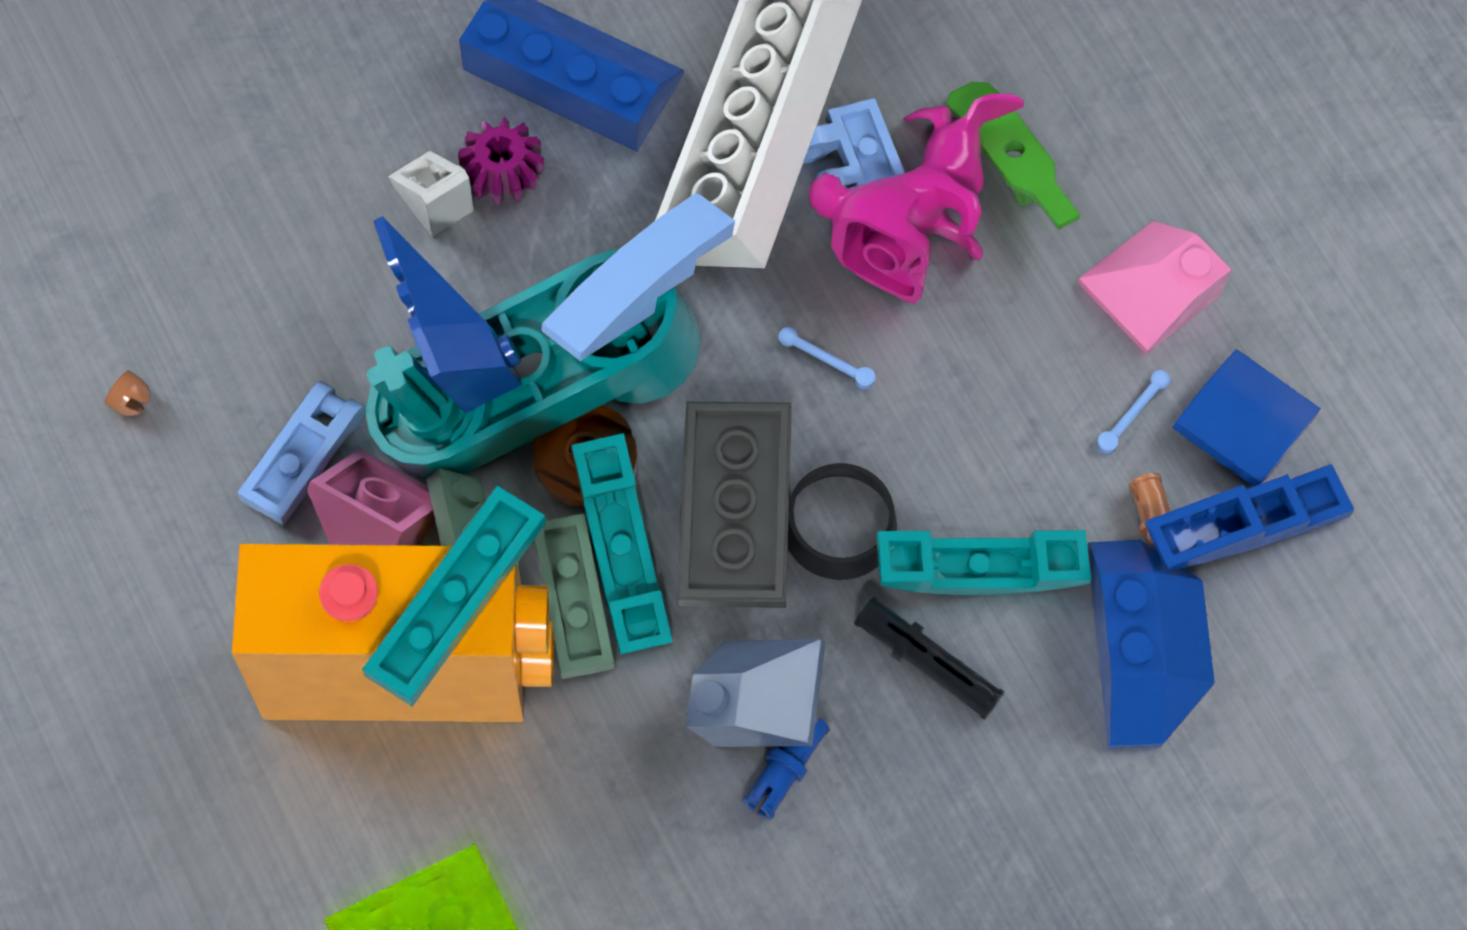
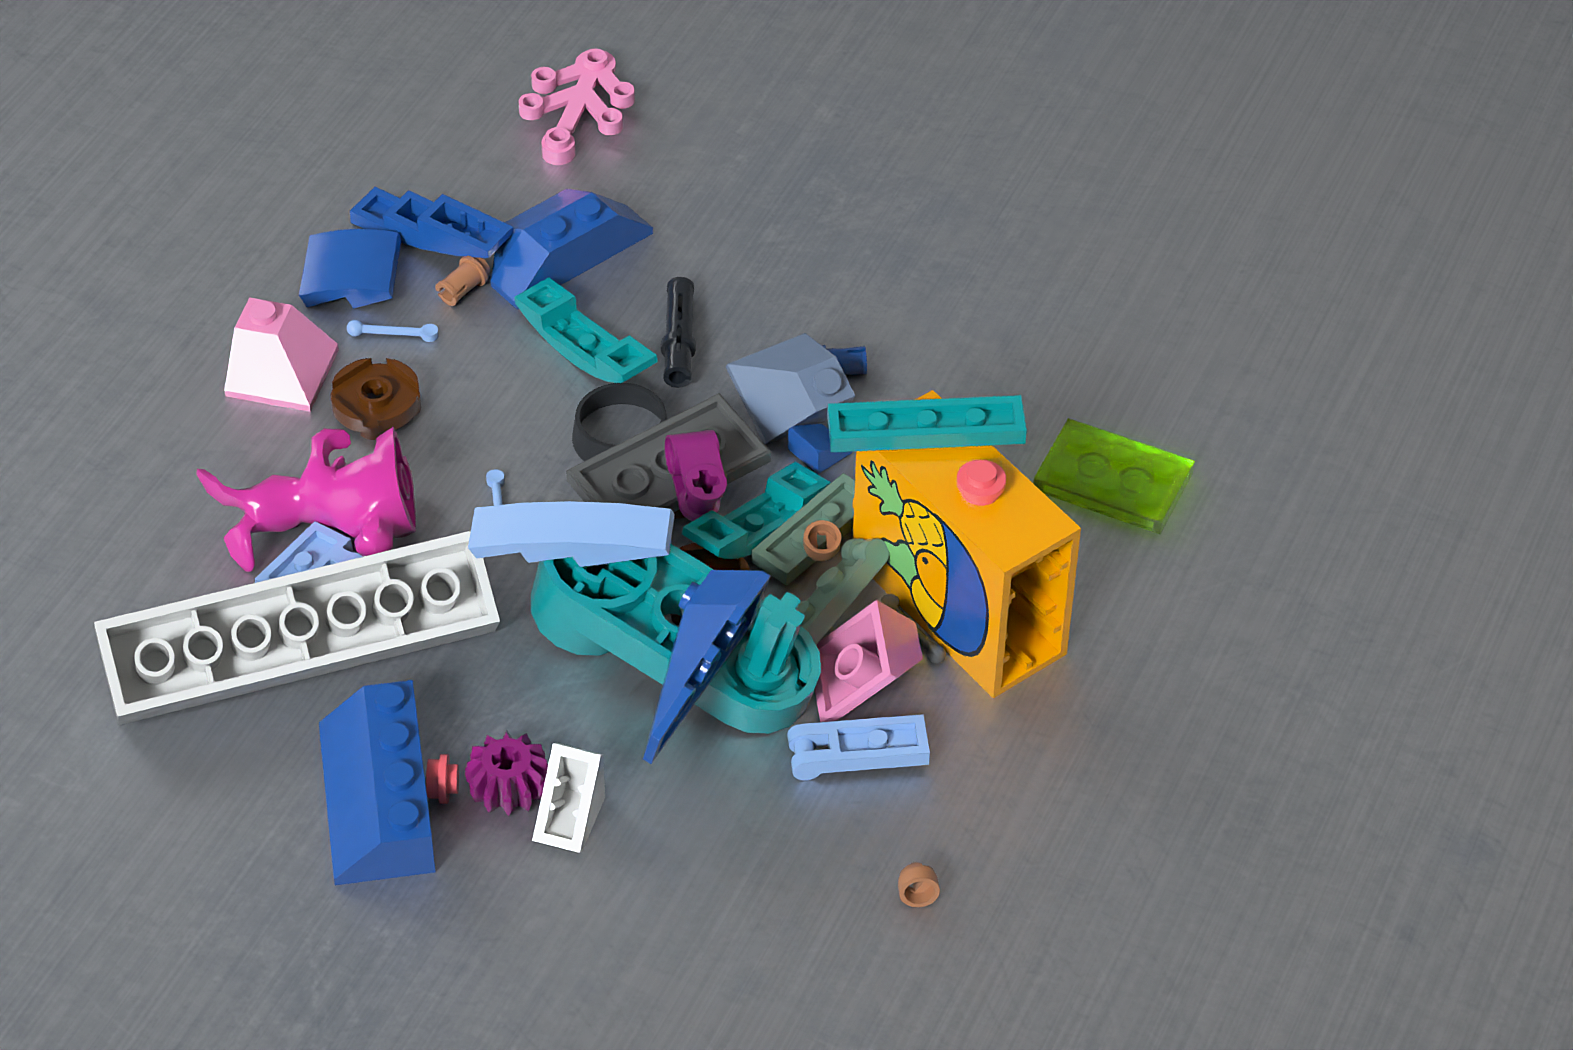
camera: 125 degrees left, 20 degrees down
(537, 110) = (441, 778): none -> coral plate
(540, 558) = (833, 540): none -> nougat hinge
(673, 678) = (813, 447): none -> blue slope
(682, 490) = (696, 471): none -> magenta piece
(1027, 356) = (375, 416): none -> reddish brown plate
(1028, 174) = (246, 457): bright green piece -> none
(1368, 805) = (592, 69): none -> bright pink plant

